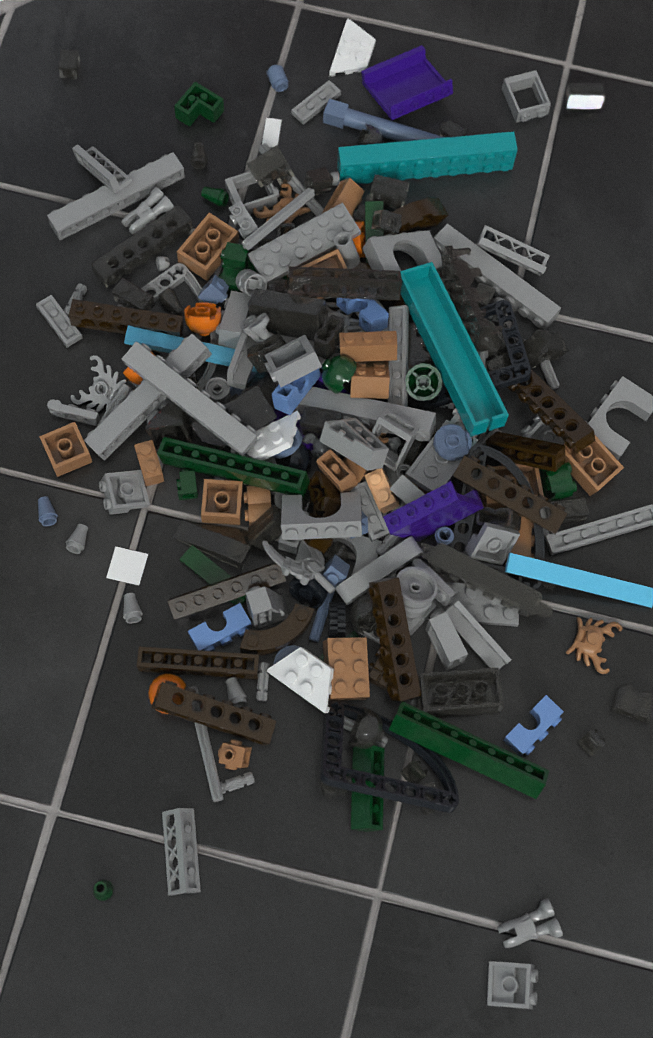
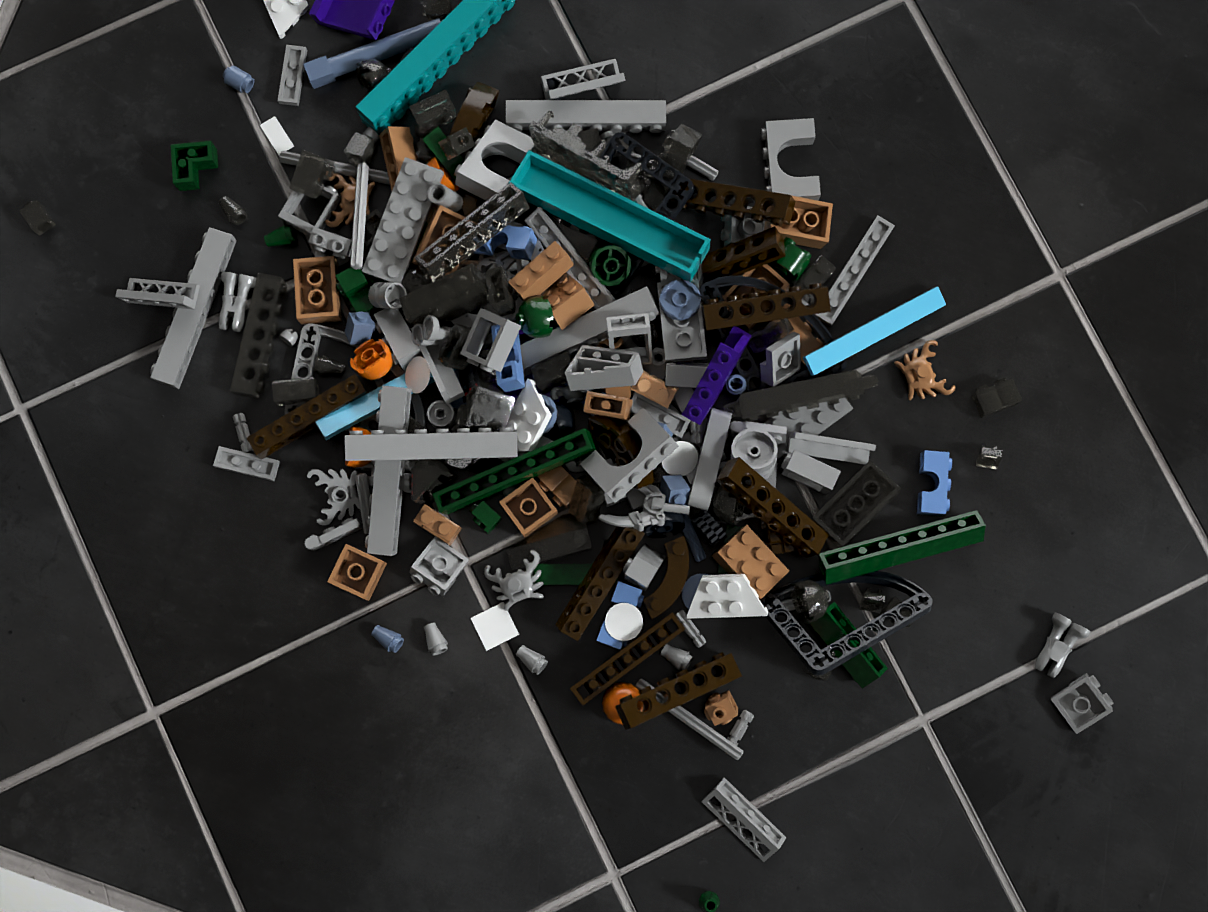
camera: 35 degrees left, 10 degrees up
(169, 549) = (518, 584): none -> light grey animal
(218, 634) = (623, 621): none -> white sticker
(224, 349) = (417, 374): none -> white sticker
(358, 552) = (682, 460): none -> white sticker

